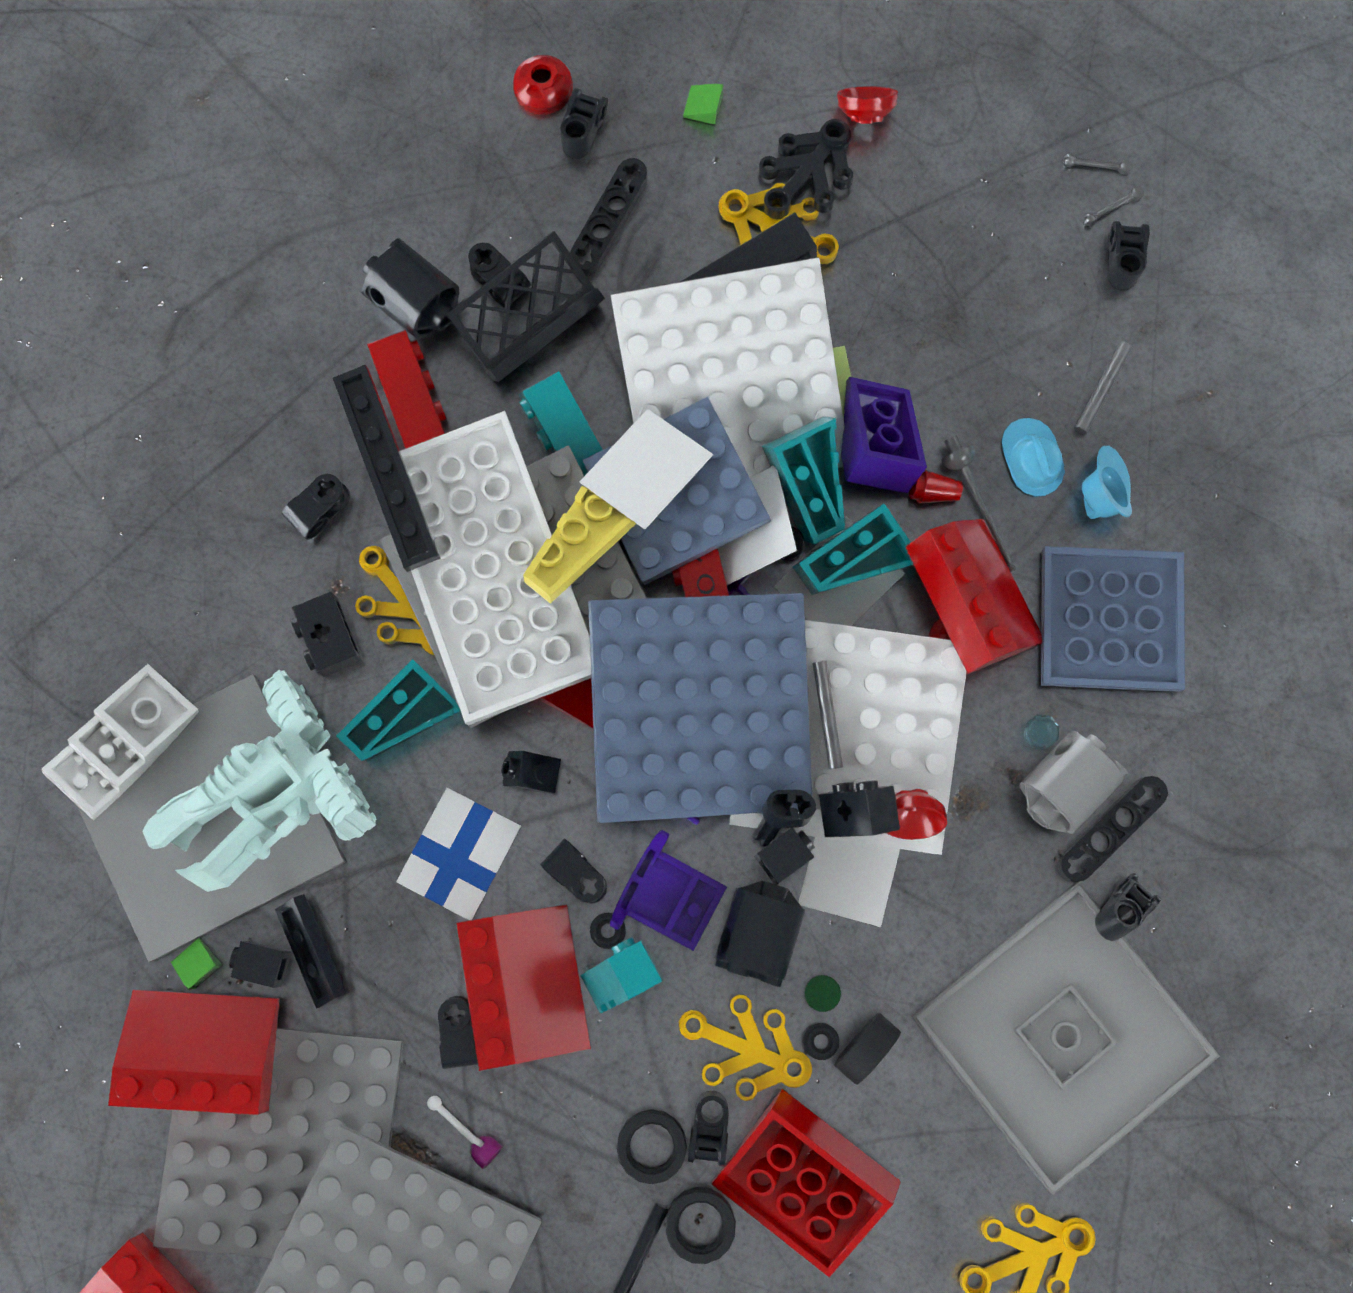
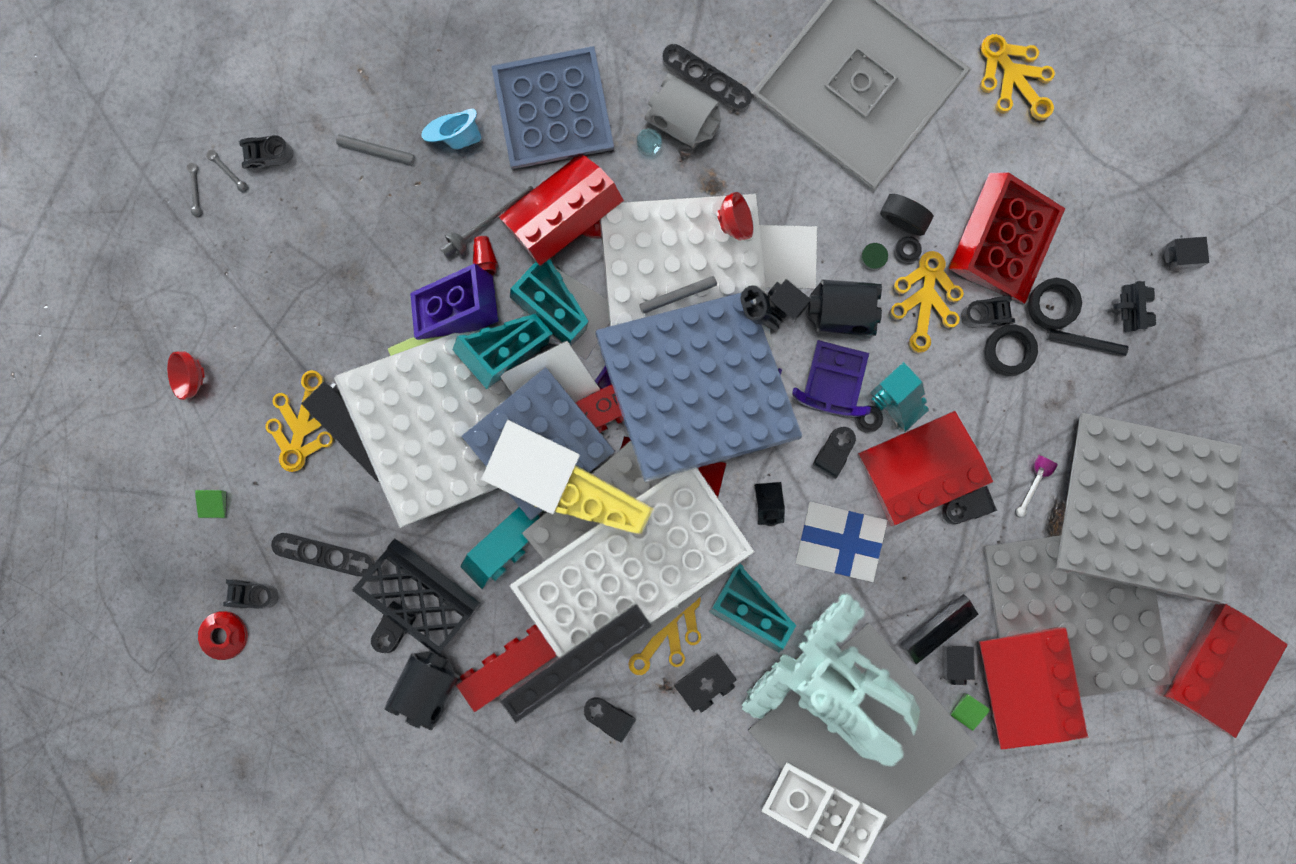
camera: 100 degrees left, 5 degrees up
(808, 165) = (247, 408): black plant -> none
(859, 810) = (744, 255): black brick -> none
(1033, 457) = (440, 190): medium azure piece -> none
(1125, 909) = (762, 56): black piece -> none

